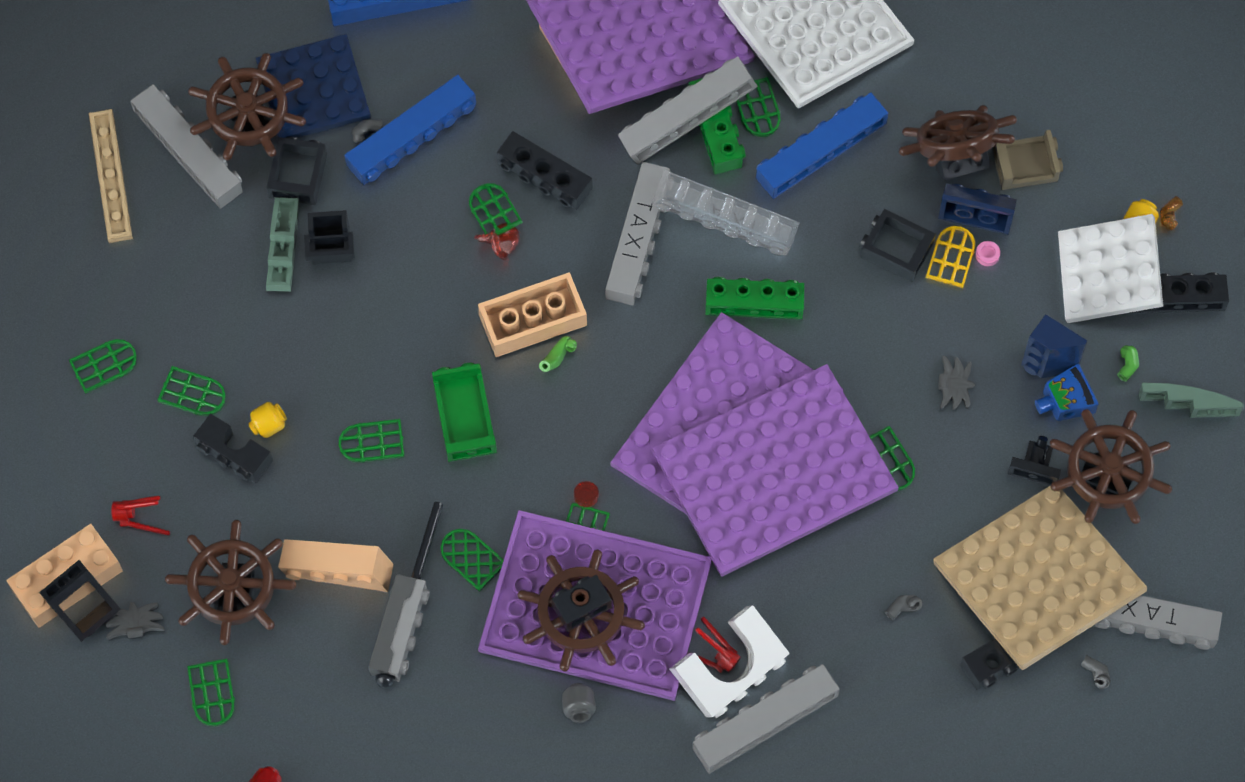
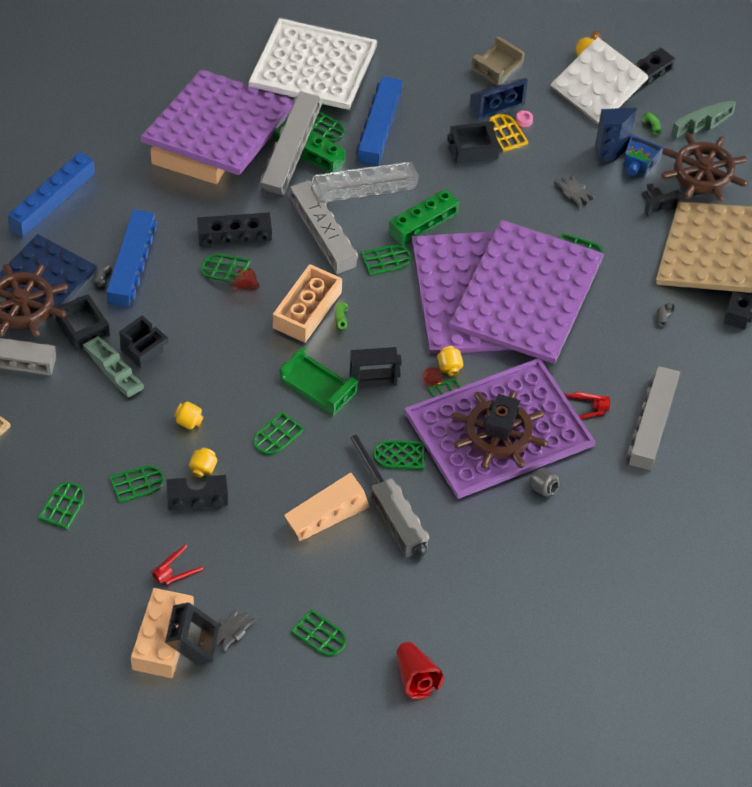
camera: 45 degrees left, 15 degrees down
(234, 582) = (276, 563): reddish brown brick -> none
(301, 356) = (188, 415): none -> yellow head
(526, 441) = (372, 357): none -> black window
(617, 490) = (450, 360): none -> yellow head
(680, 328) = (382, 264): none -> green window
(763, 652) = (620, 386): white arch -> none
(958, 140) = (458, 68): reddish brown brick -> none

